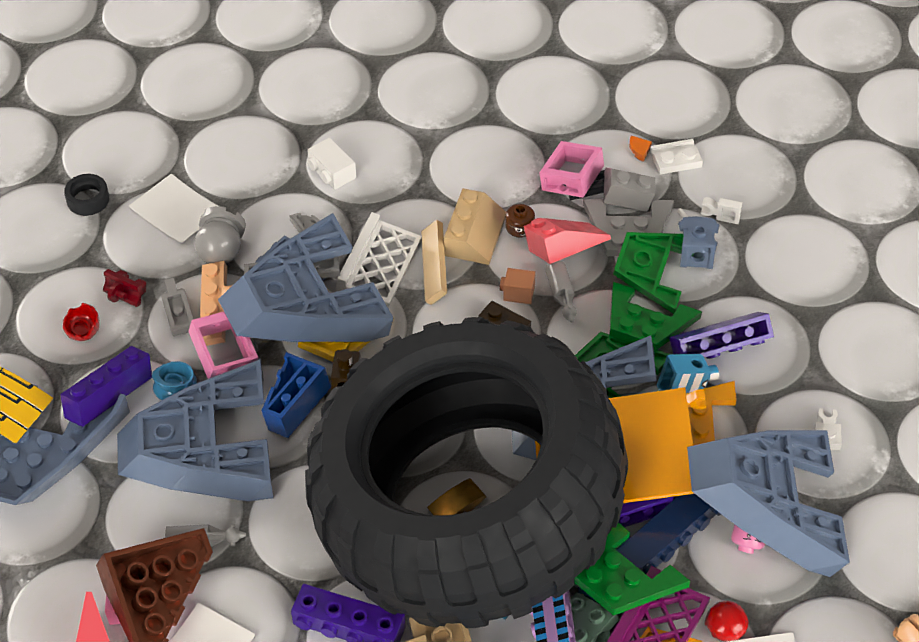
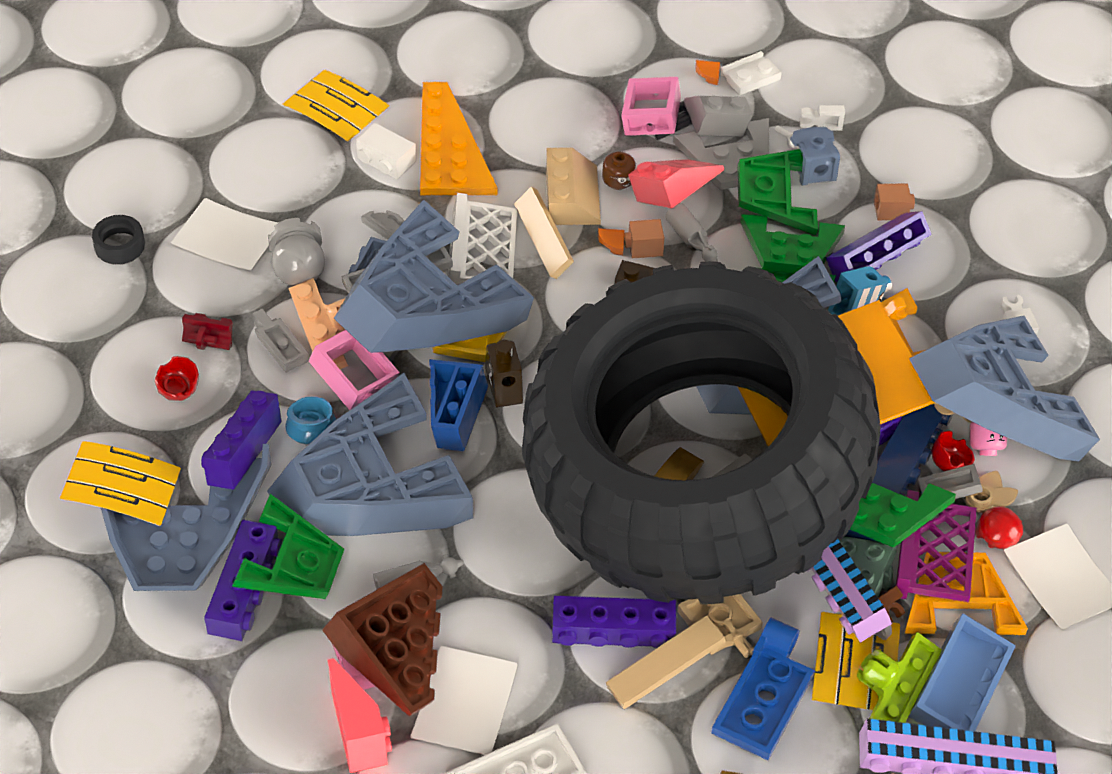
camera: 20 degrees left, 0 degrees up
(61, 505) = (233, 607): none -> dark purple brick
(115, 501) = (304, 562): none -> green wing
(311, 115) = (337, 104): none -> yellow sticker
(386, 174) = (448, 149): none -> light orange wing
(491, 280) = (612, 239): none -> orange tile
(700, 569) = (961, 481): none -> light grey tile
(709, 542) = (951, 453): none -> red hair
(731, 582) = (993, 493): none -> tan plate
(754, 298) = (892, 200): none -> nougat brick

